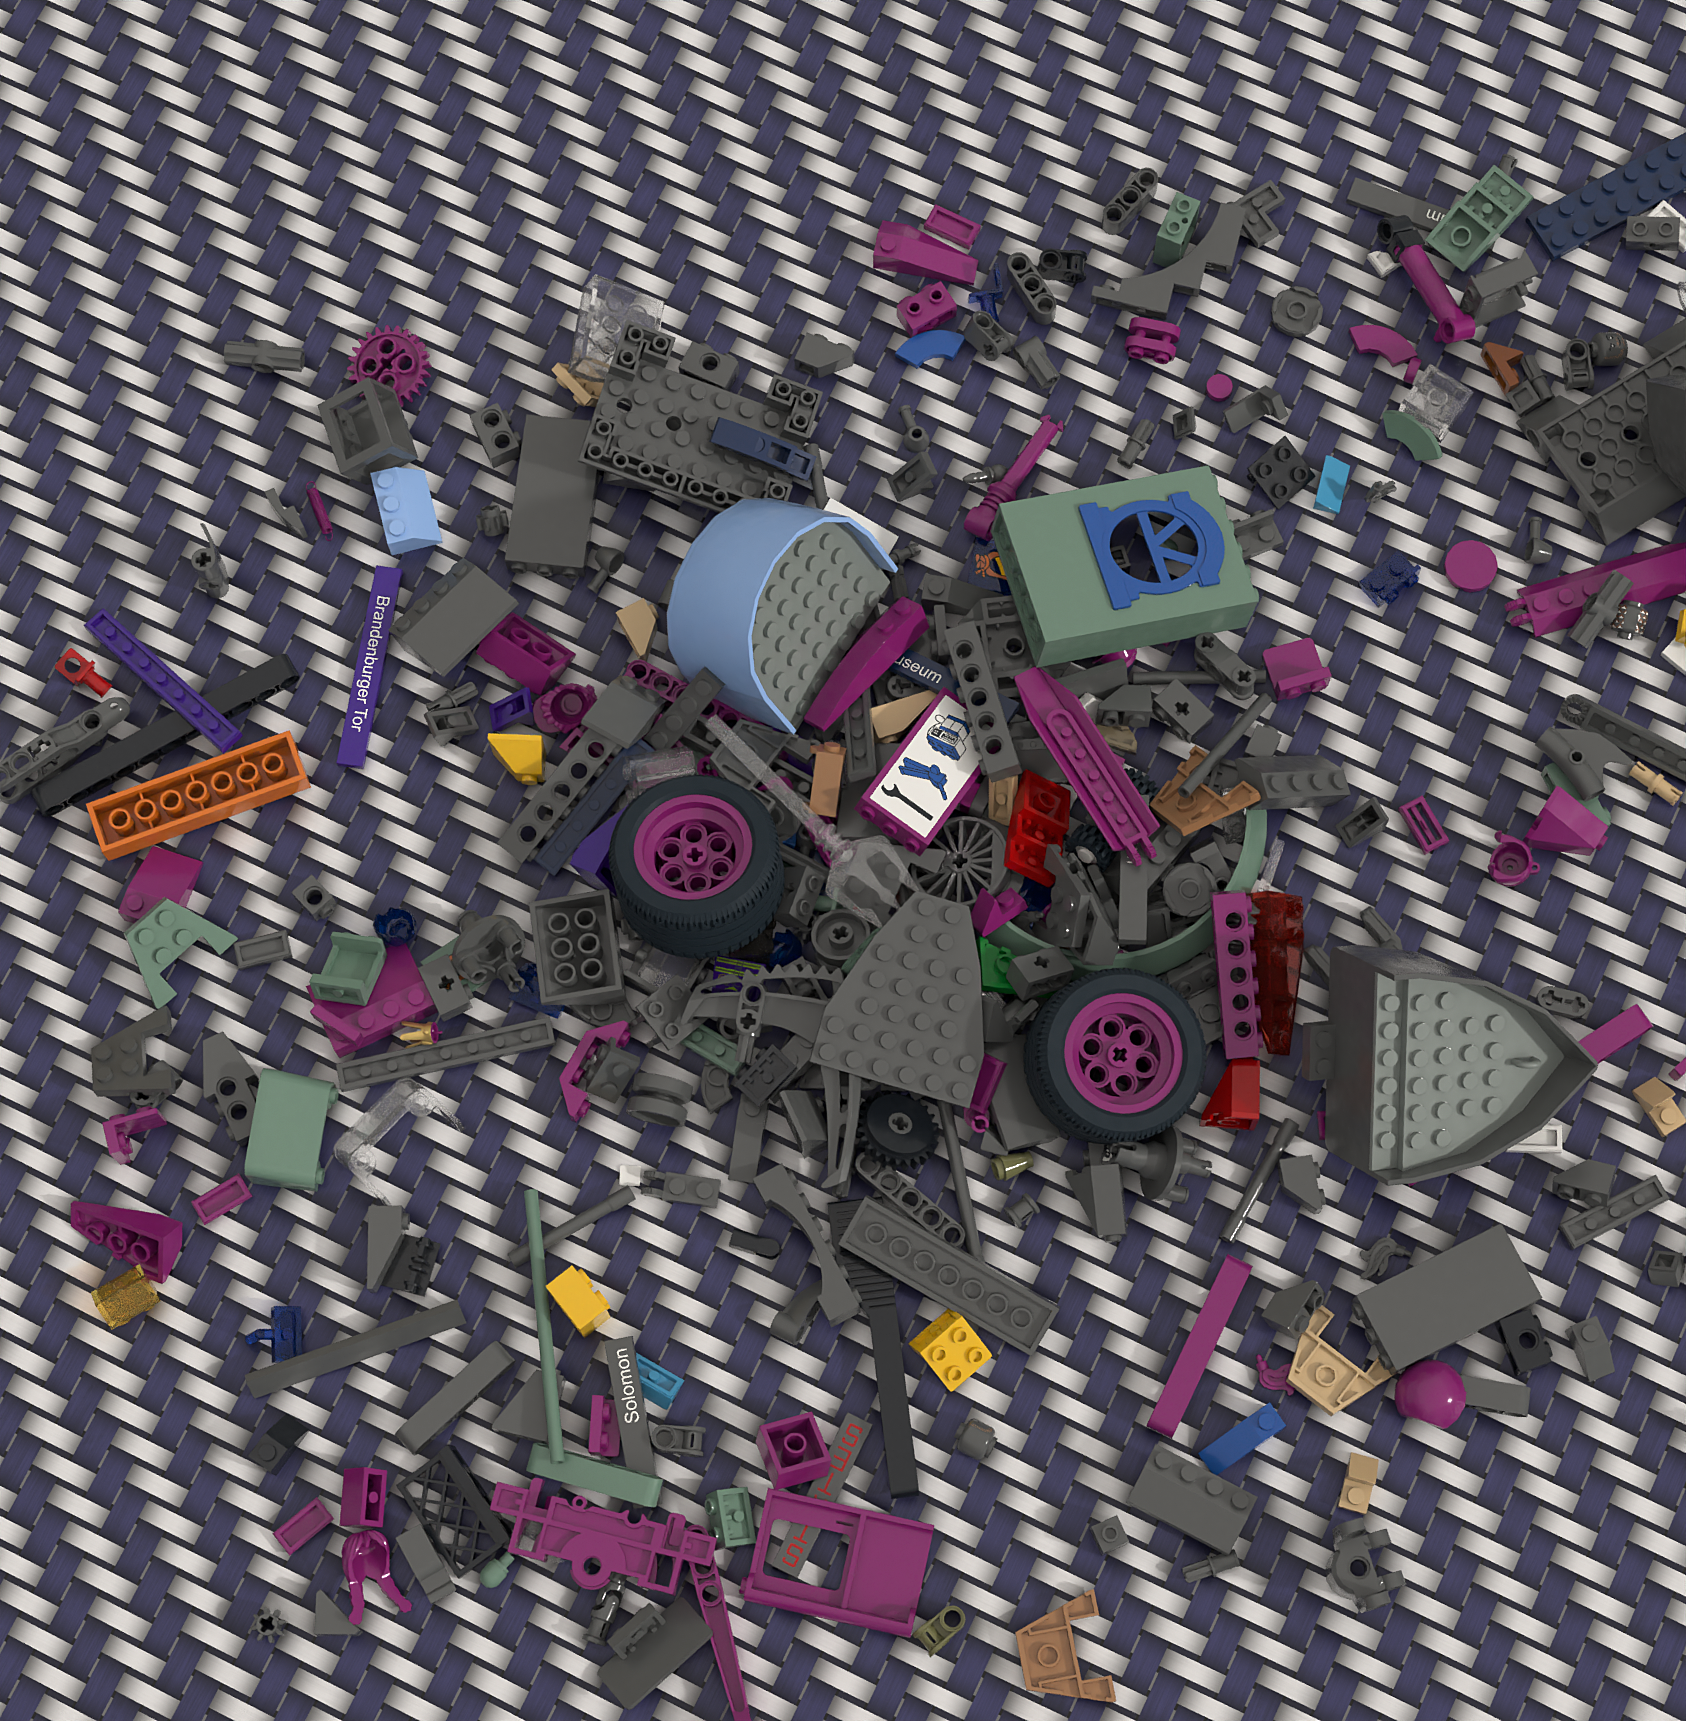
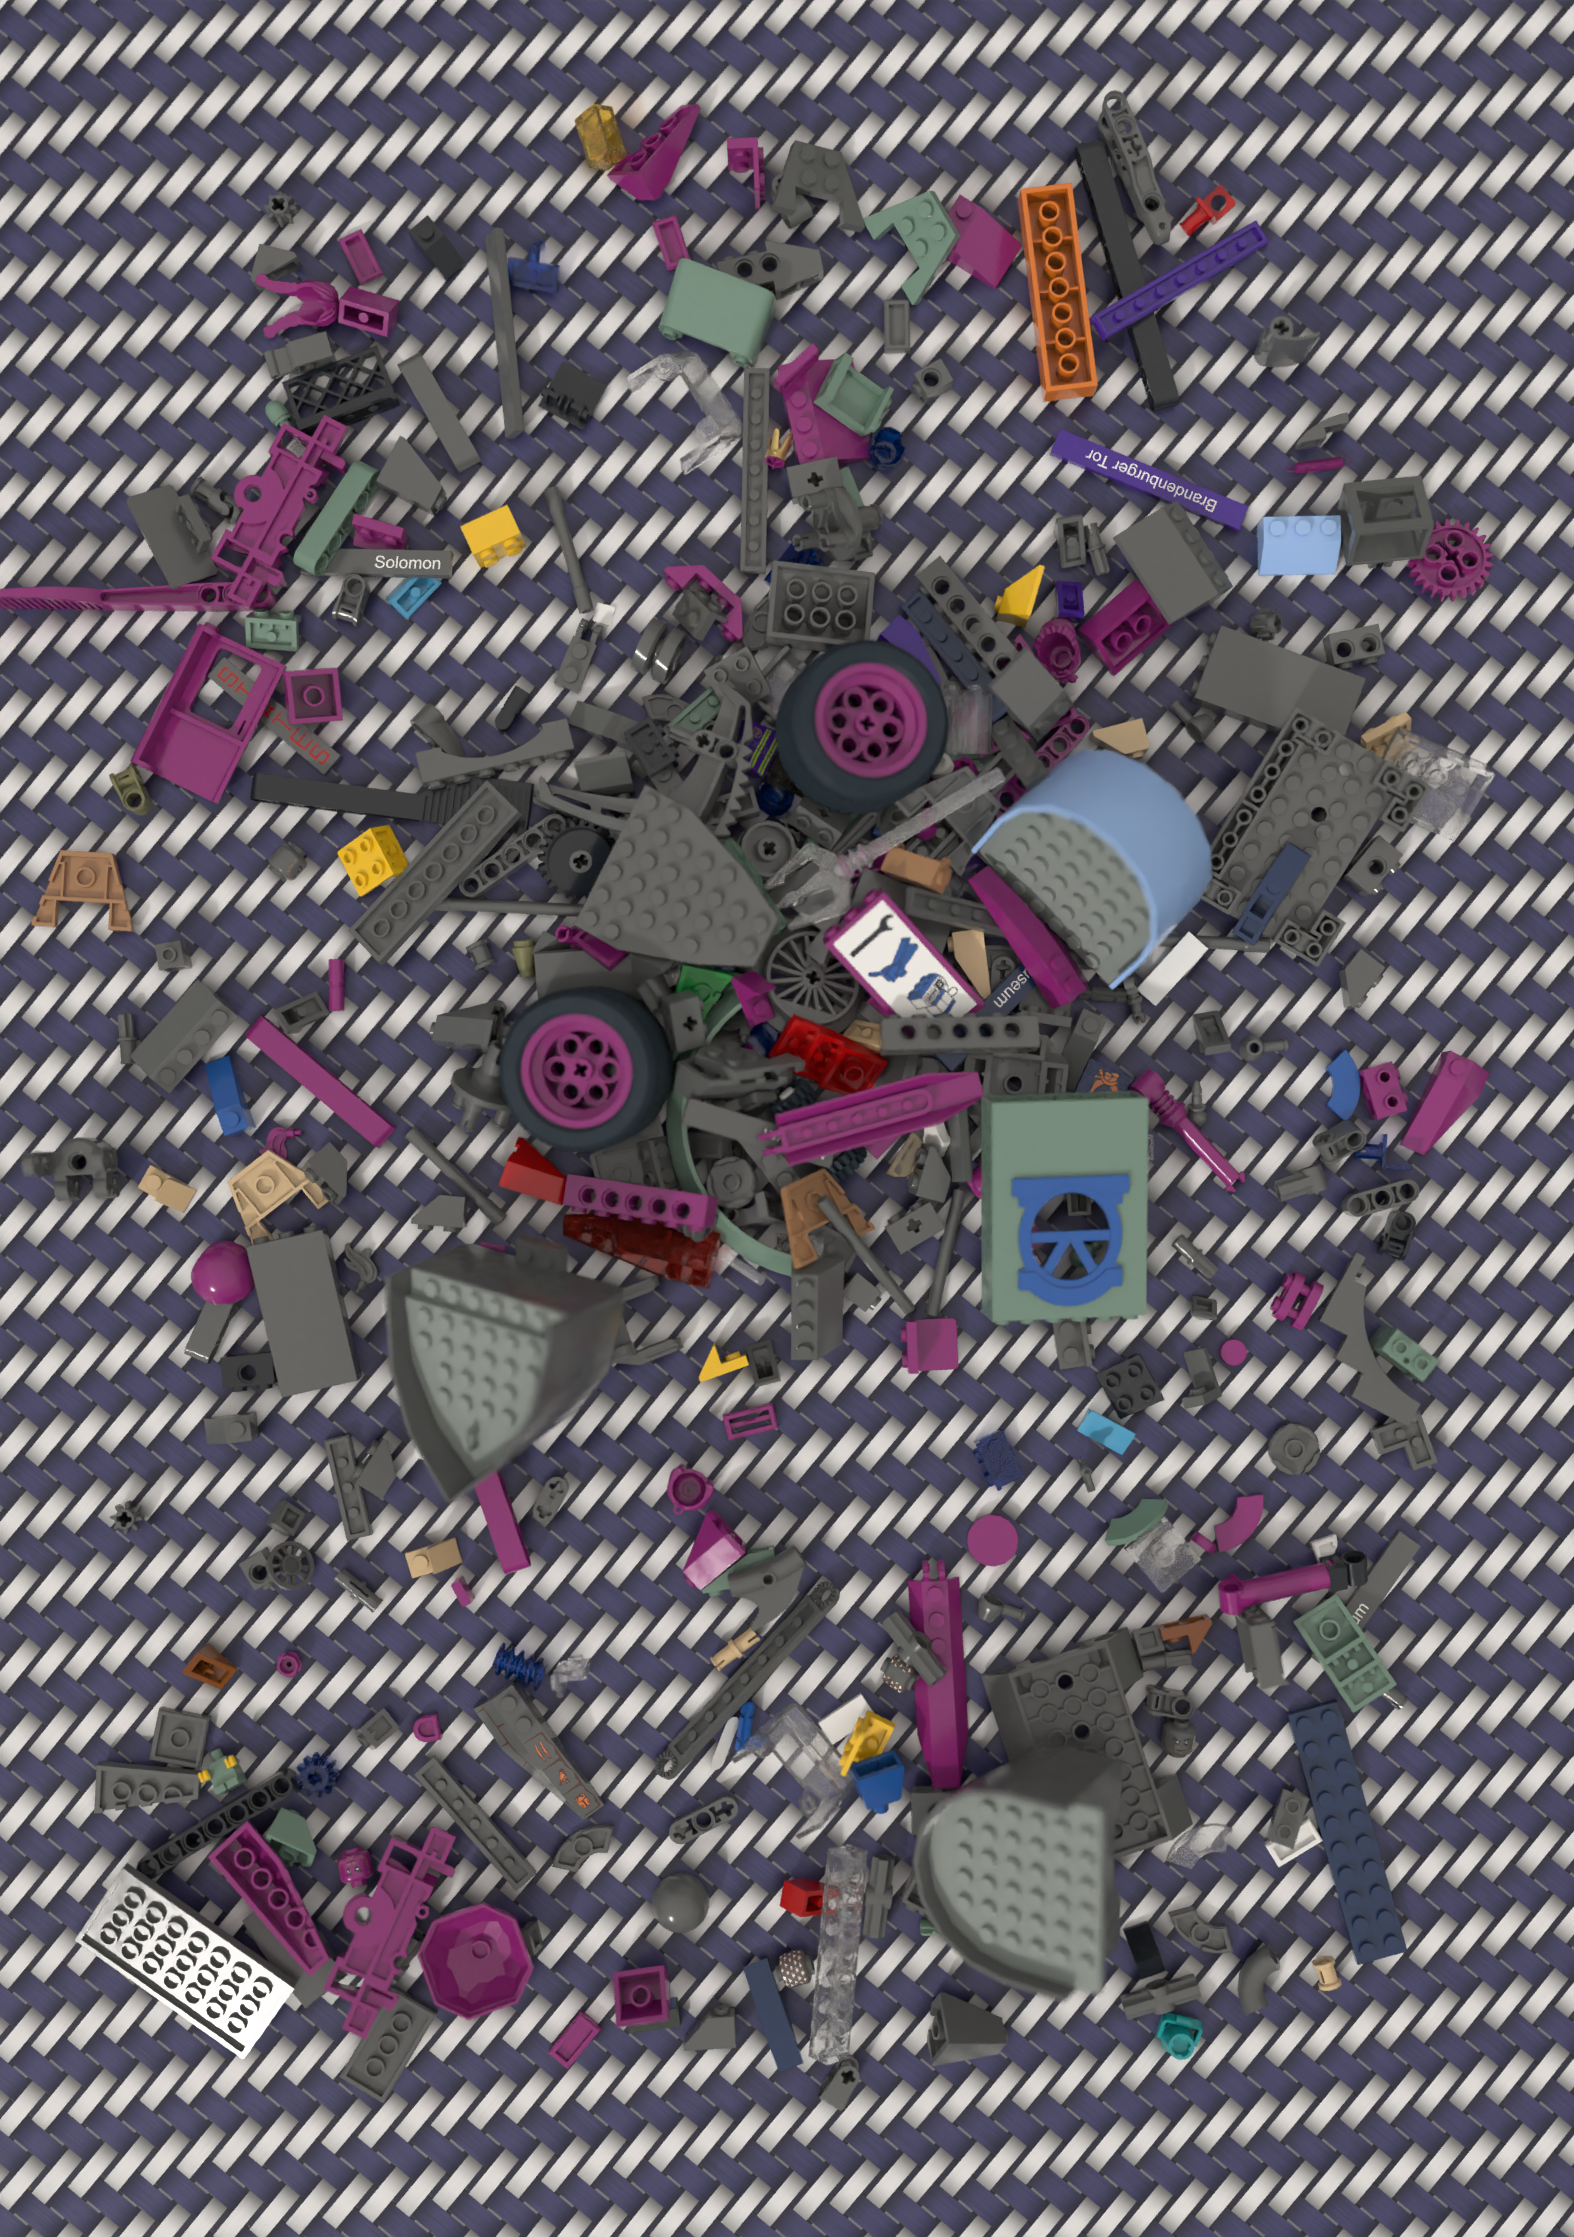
camera: 105 degrees right, 15 degrees up
(264, 356) = (1491, 443): dark grey piece -> none
(385, 1237) = (598, 378): dark grey slope -> none
(544, 1327) = (478, 500): sand green piece -> none
(952, 227) = (1465, 1138): magenta tile -> none
(1095, 1355) = (336, 988): none -> magenta piece
(1132, 190) = (1457, 1327): dark grey beam -> none
(1132, 1381) = (301, 1012): none -> dark grey slope
(1224, 666) = (946, 1277): dark grey piece -> none
(1379, 869) = (715, 1367): none -> yellow slope

